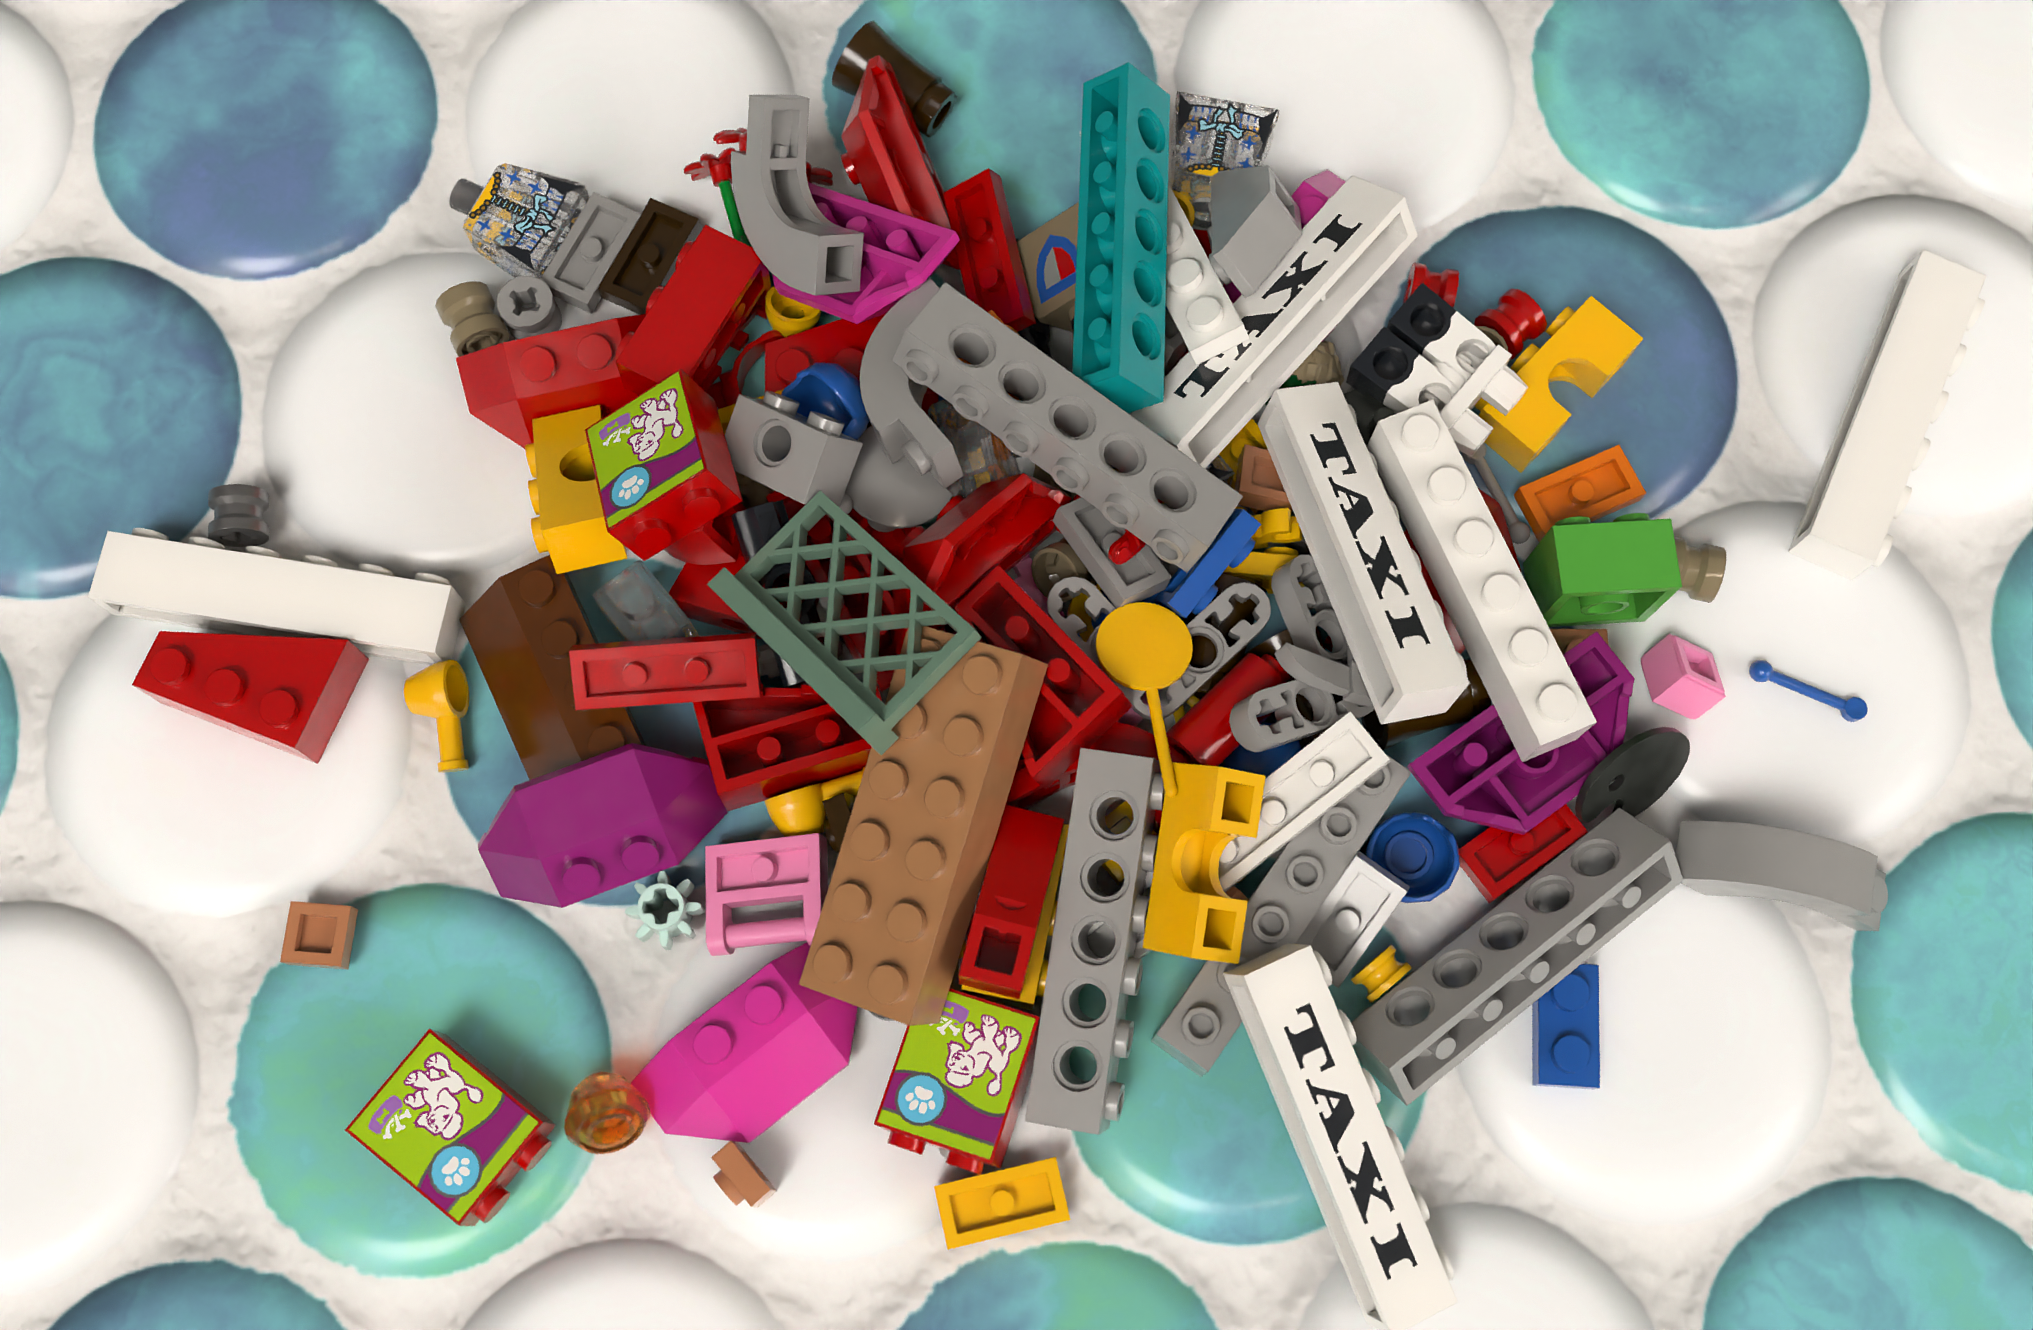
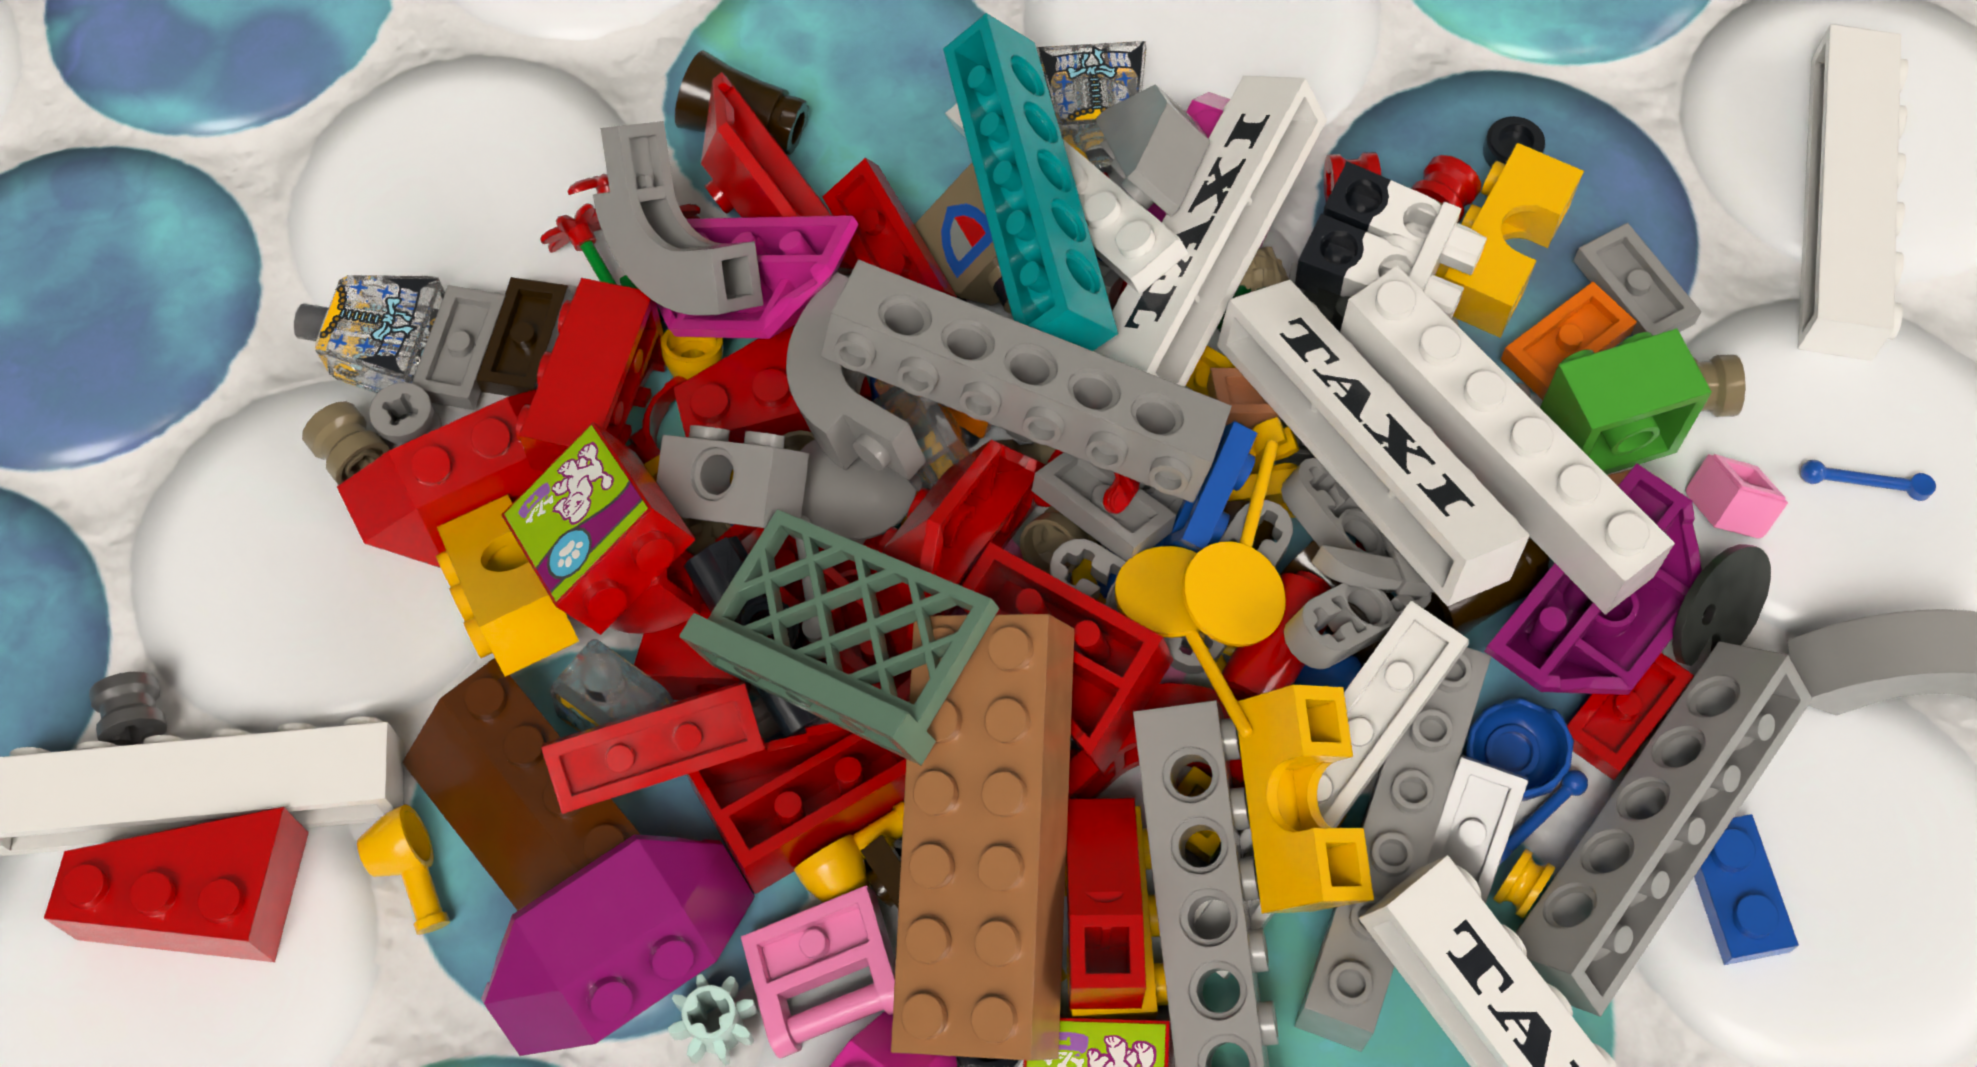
camera: 10 degrees left, 10 degrees down
(832, 392) = (761, 409): blue hair -> none
(1199, 657) = (1233, 587): none -> yellow piece
(1453, 897) = (1573, 784): none -> blue hinge
(1593, 281) = (1506, 133): none -> black tile
(1659, 456) = (1637, 281): none -> light grey plate

